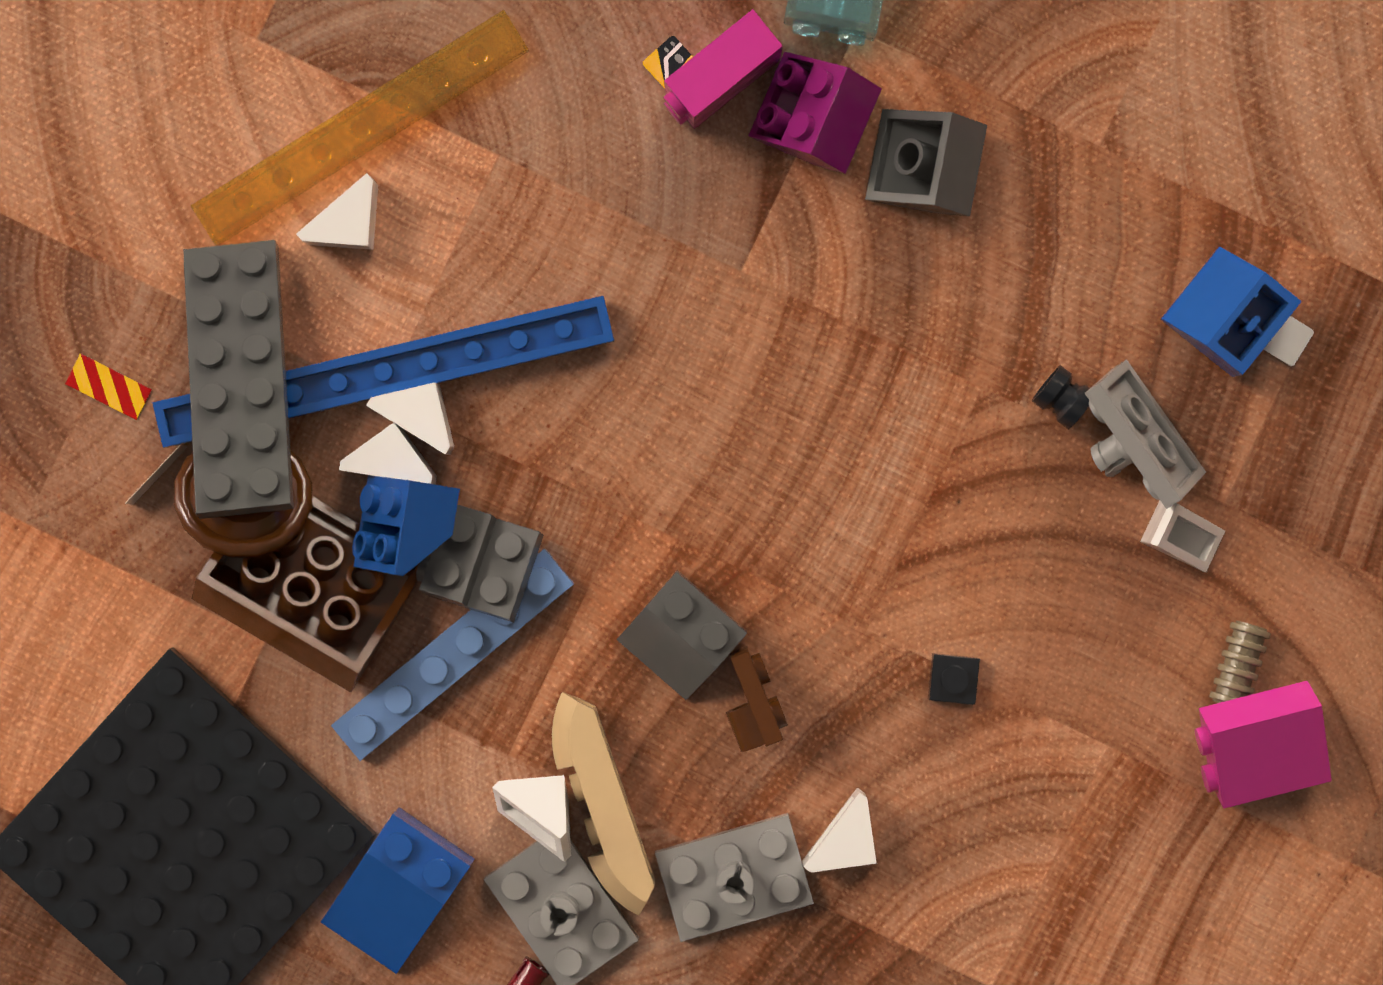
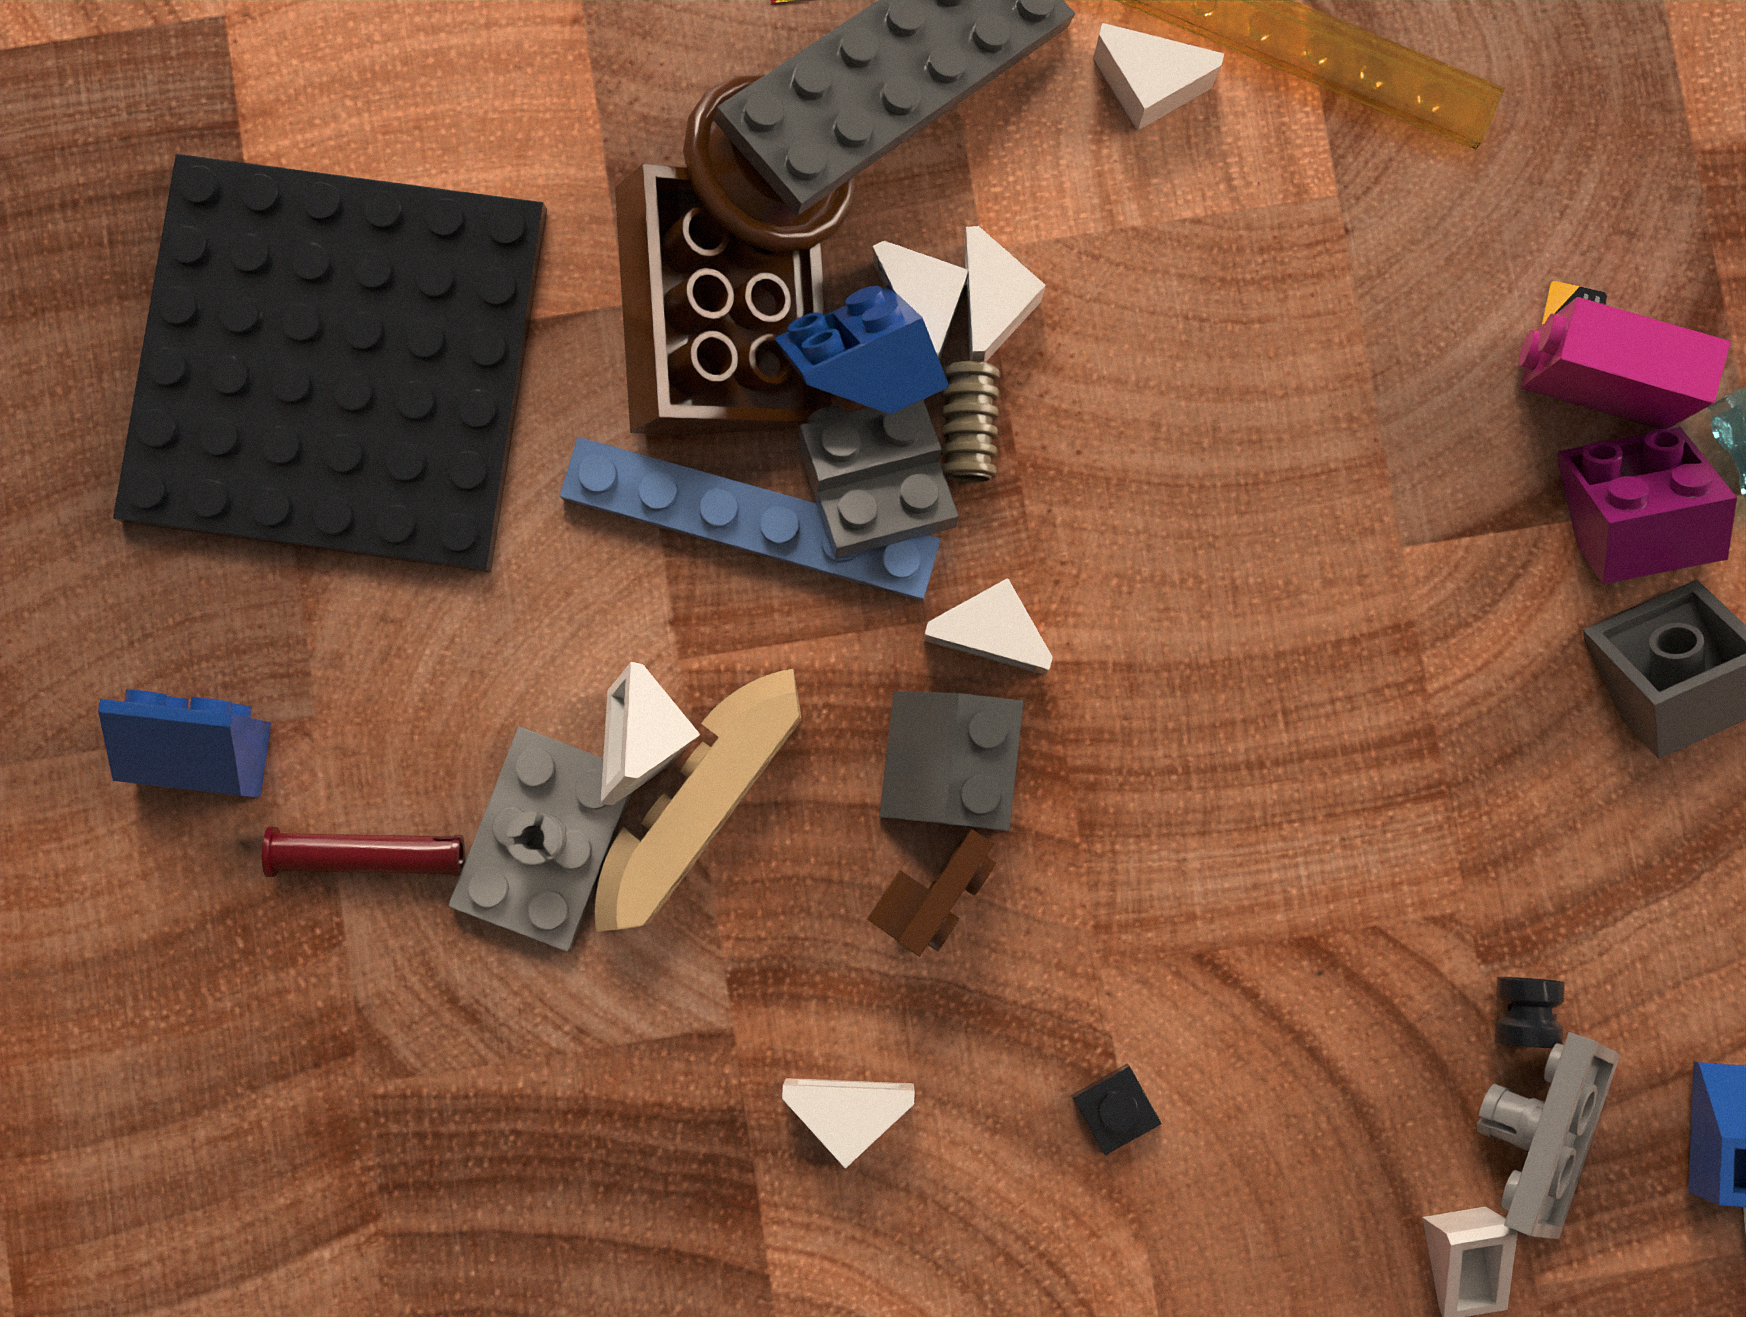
camera: 55 degrees right, 5 degrees down
(163, 467) = (723, 59): white sticker -> none
(397, 890) = (441, 637): blue slope -> none
(422, 362) = (1075, 278): blue plate -> none
(485, 482) = (970, 421): none -> dark tan piece
(619, 555) = (992, 628): none -> white slope
(734, 877) = (714, 1013): light grey plate -> none

